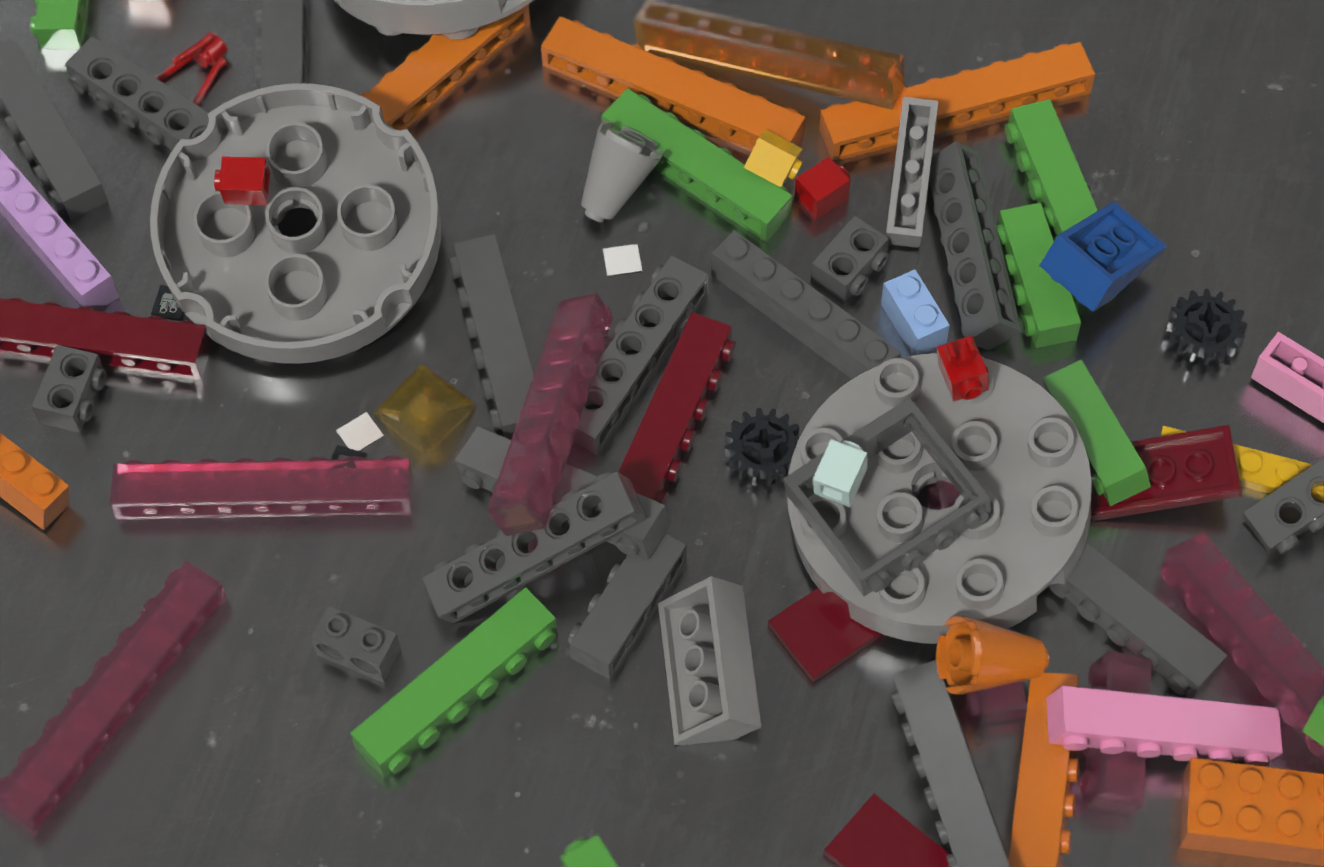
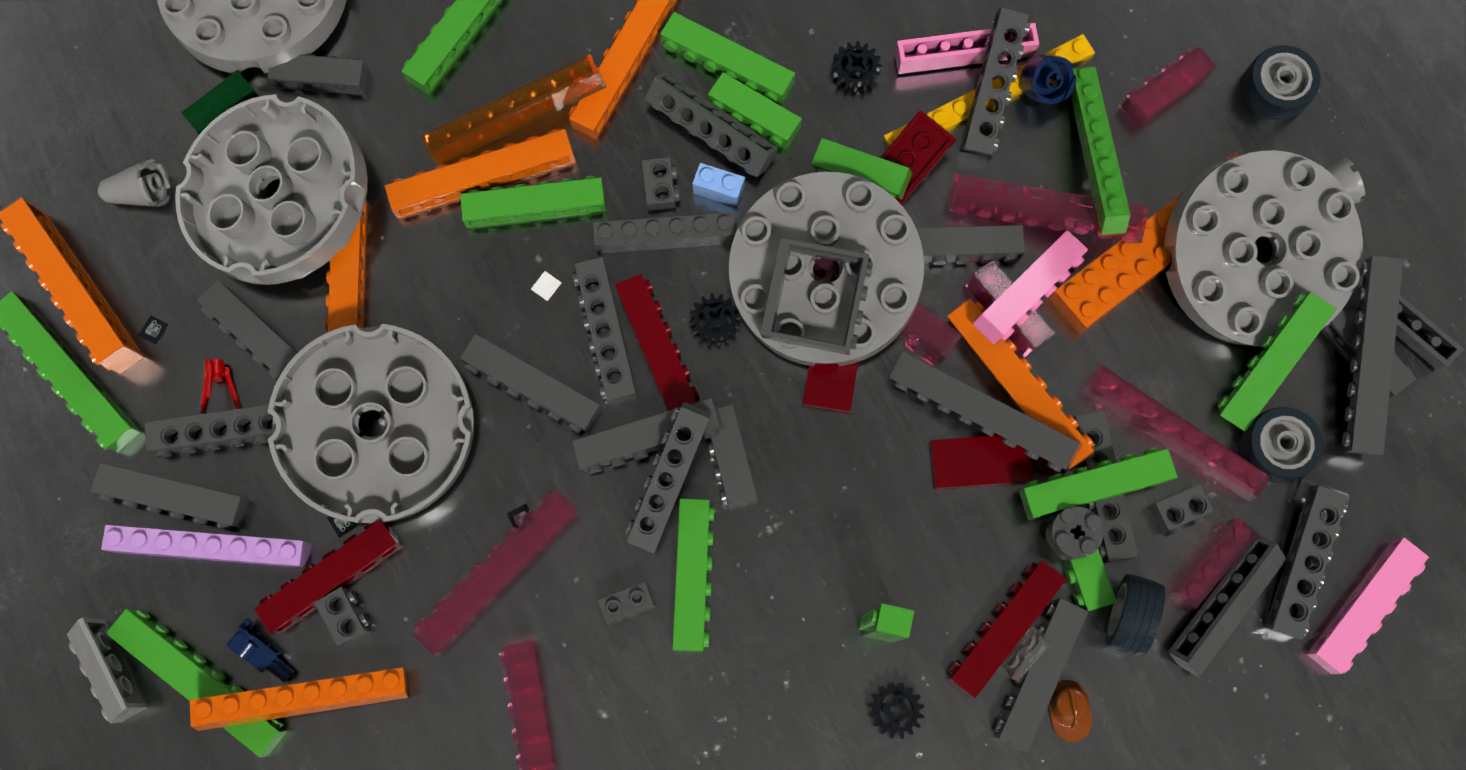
camera: 45 degrees left, 15 degrees up
(243, 180) = (328, 431): red brick -> none
(359, 432) = (511, 496): white sticker -> none
(424, 409) = (530, 454): clear yellow slope -> none
(550, 415) = (608, 403): clear pink brick -> none
(616, 169) = (501, 240): light grey cone -> none
(709, 663) = (797, 451): light grey slope -> none
(774, 158) = (573, 165): yellow brick -> none
(822, 187) = (608, 158): red brick -> none
(840, 472) = (789, 306): light aqua brick -> none
(911, 172) = (648, 111): light grey brick -> none
(963, 369) = (789, 198): red brick -> none
(986, 656) = (927, 331): orange cone -> none
(1101, 255) = (782, 74): blue slope -> none

